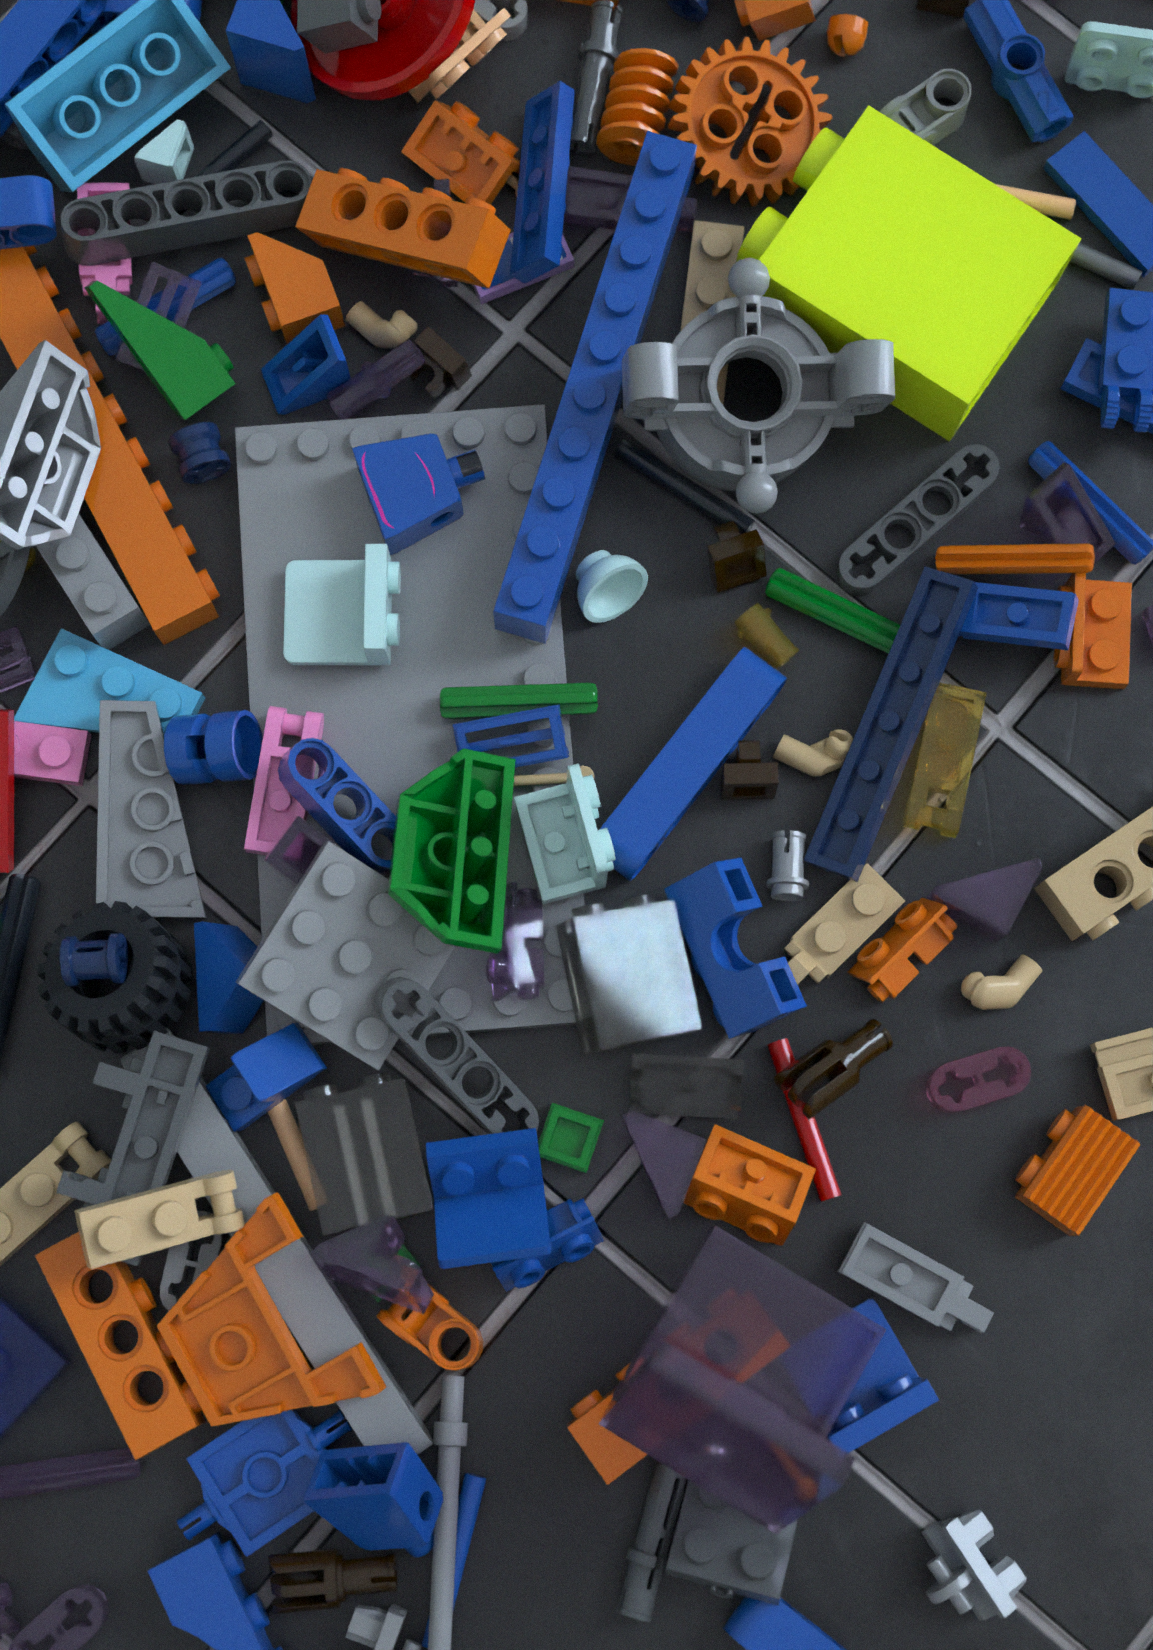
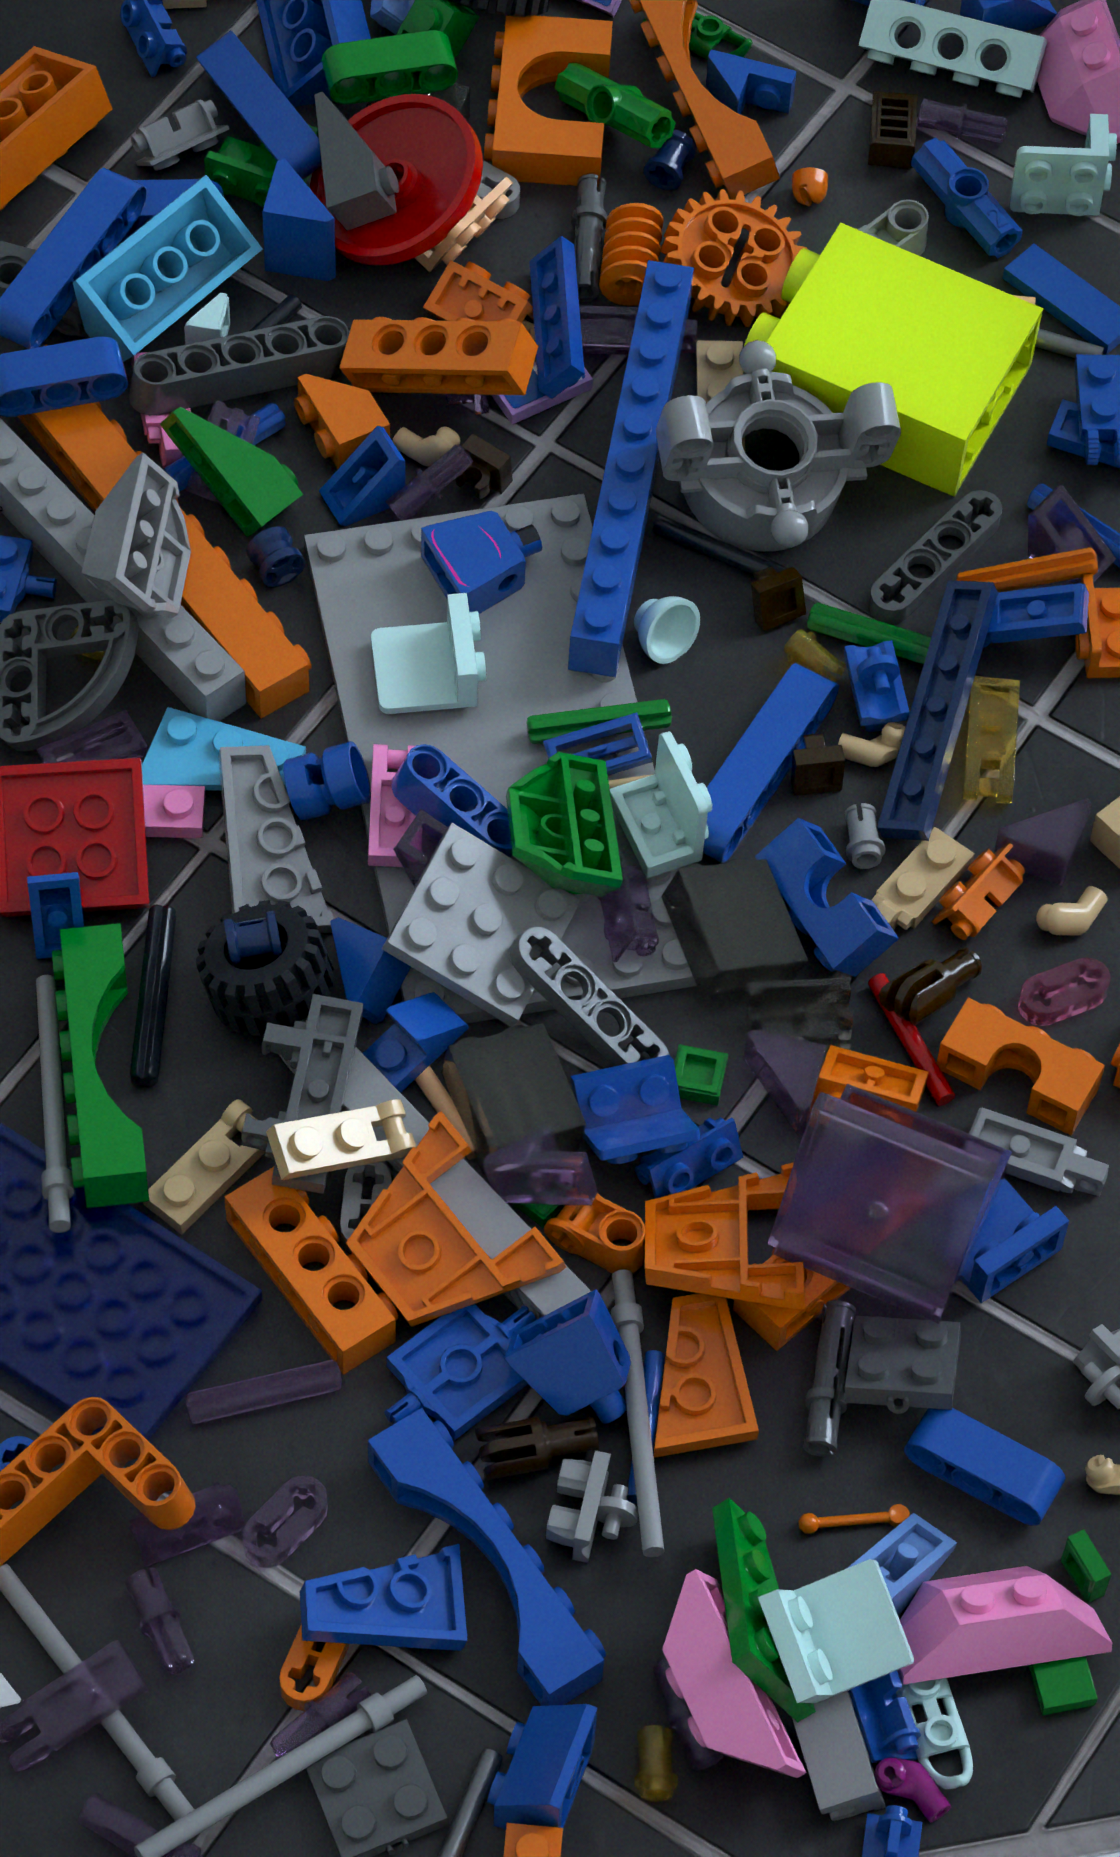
camera: 10 degrees left, 20 degrees down
(520, 1520) = (704, 1380): none -> orange wing
(539, 1359) = (701, 1243): none -> orange wing
(828, 682) = (876, 685): none -> blue hips
(960, 1197) = (988, 1041): none -> orange arch

